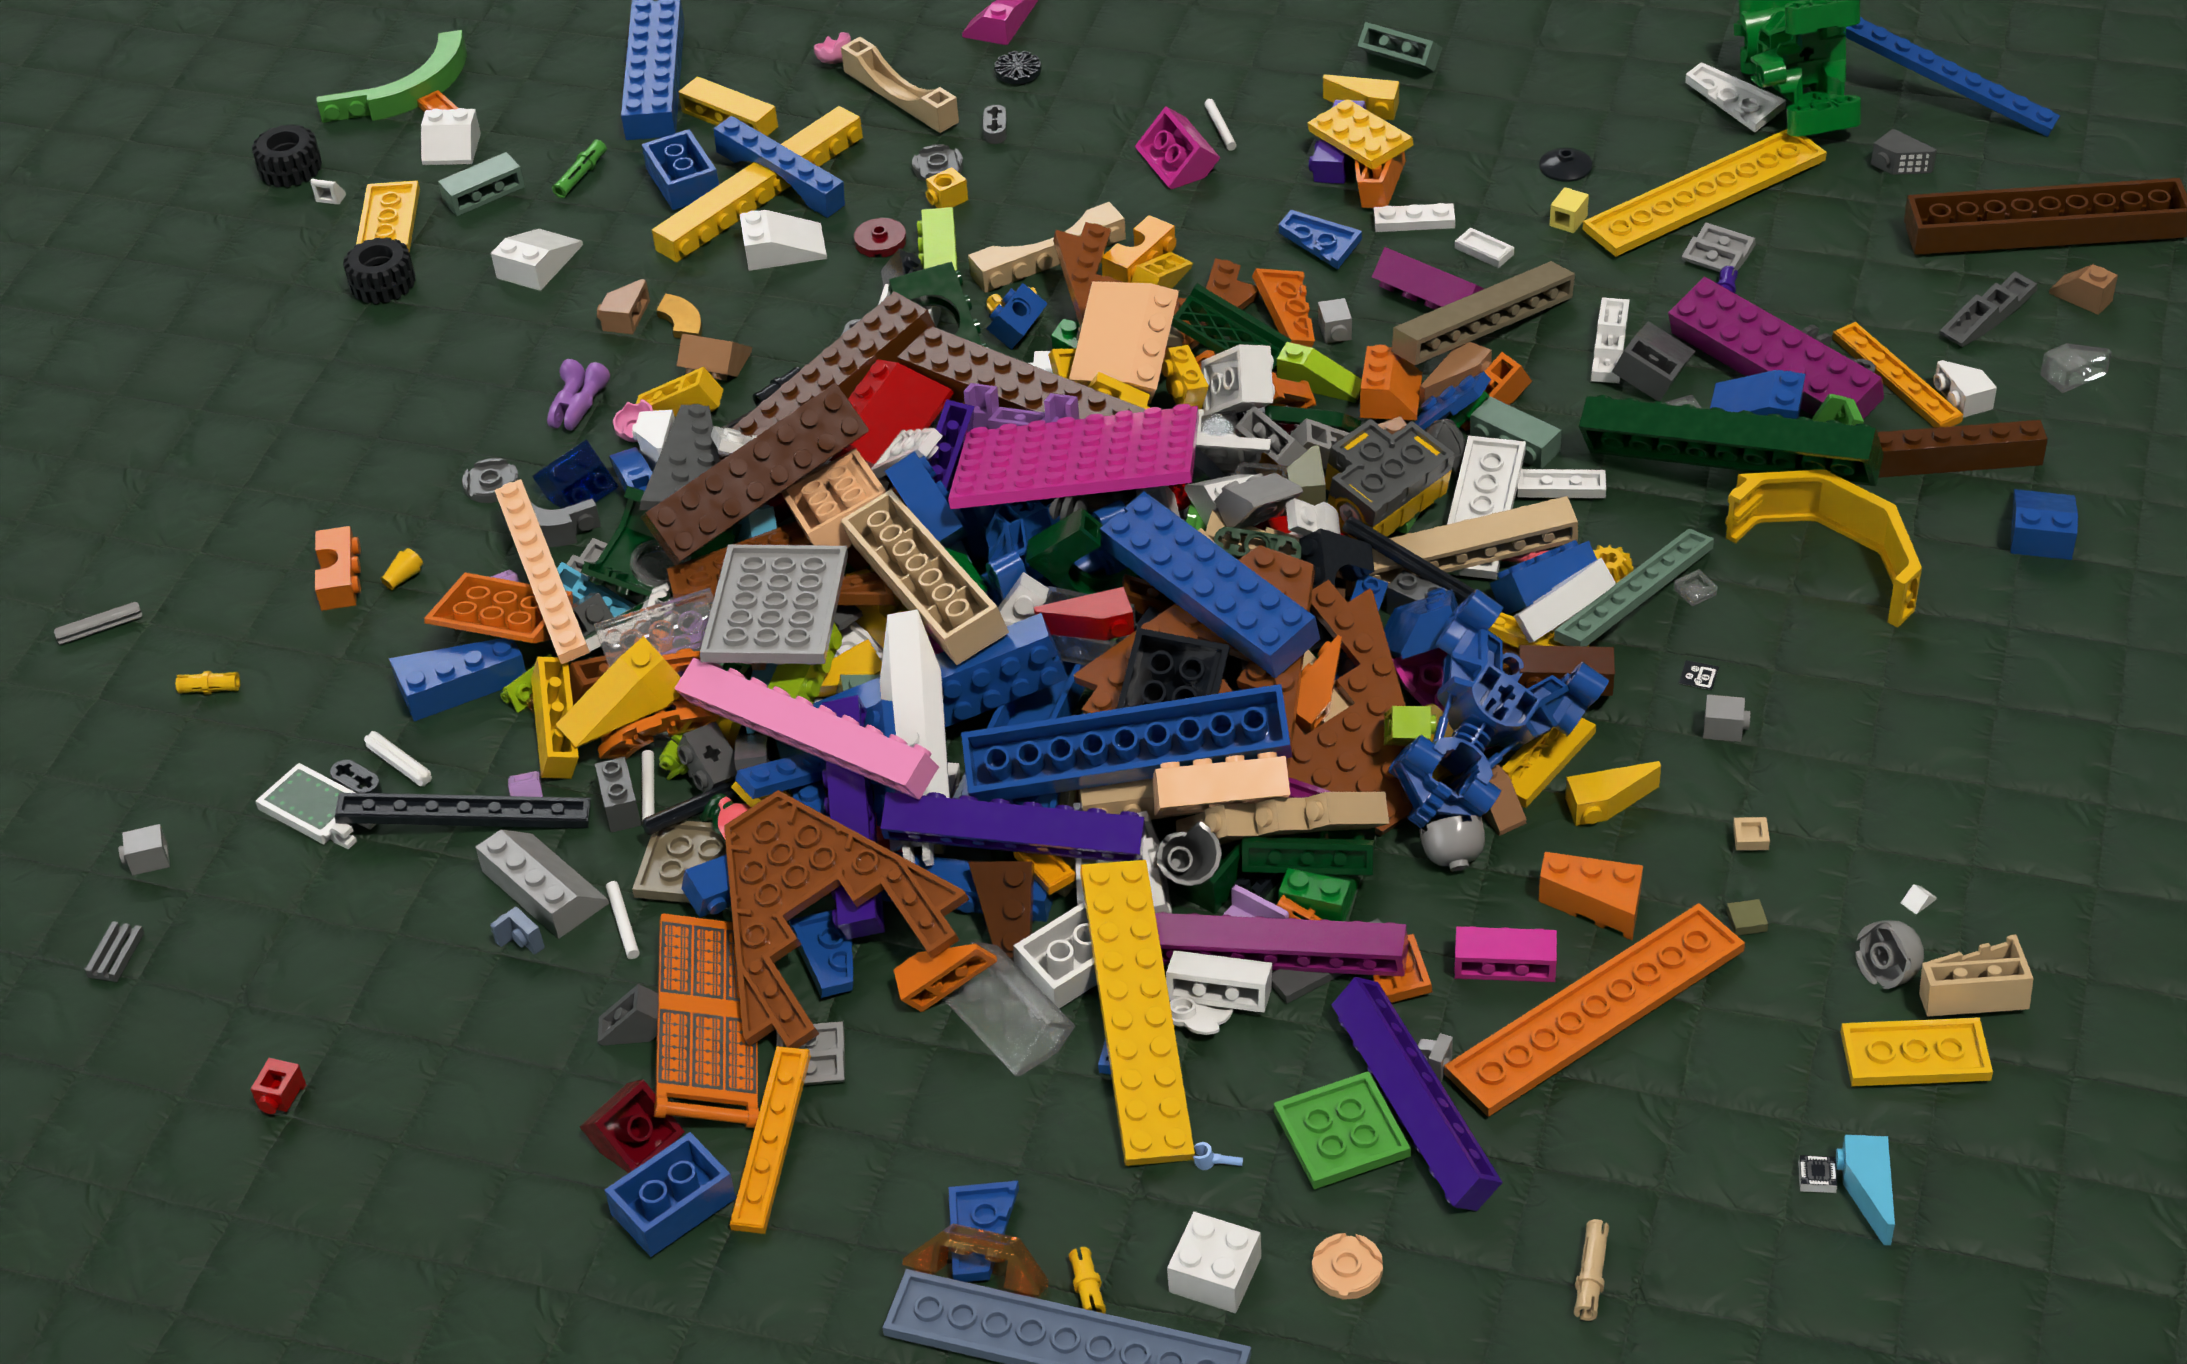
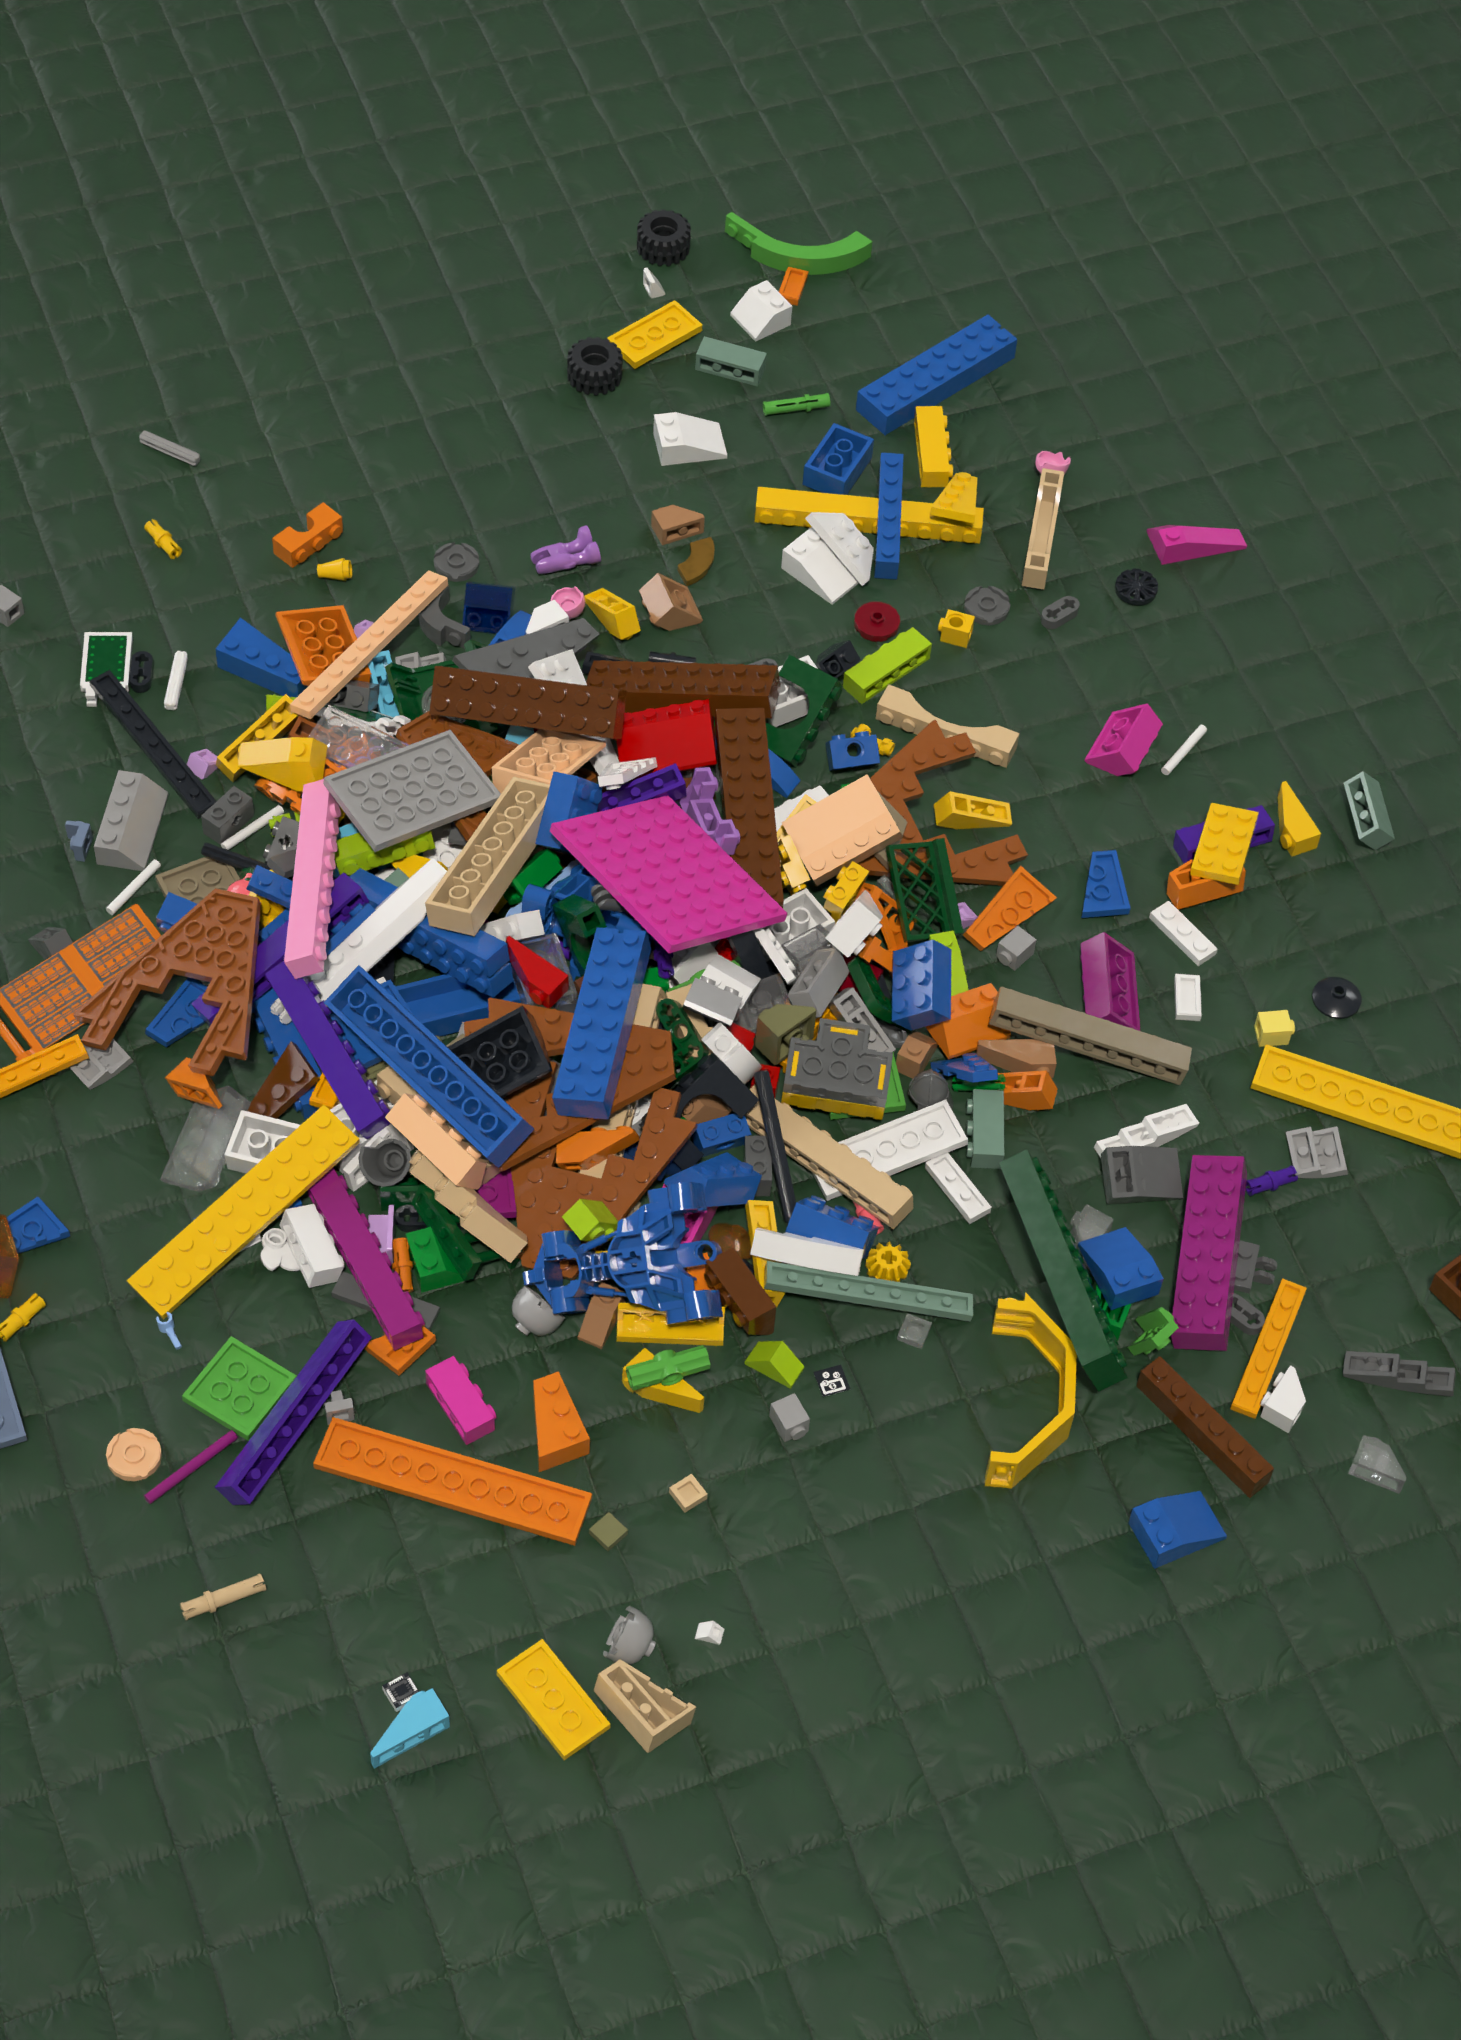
camera: 45 degrees right, 10 degrees up
(782, 205) = (845, 541): none -> white wing
(814, 114) = (957, 499): none -> yellow wing
(1151, 240) = (1008, 788): light orange arch -> none
(1214, 1262) = (78, 1377): white brick -> none
(1343, 375) = (921, 985): none -> blue brick
(1403, 1223) = (190, 1467): none -> magenta bar
(1611, 765) = (668, 1367): none -> bright green piece
(1647, 700) = (776, 1362): none -> lime slope

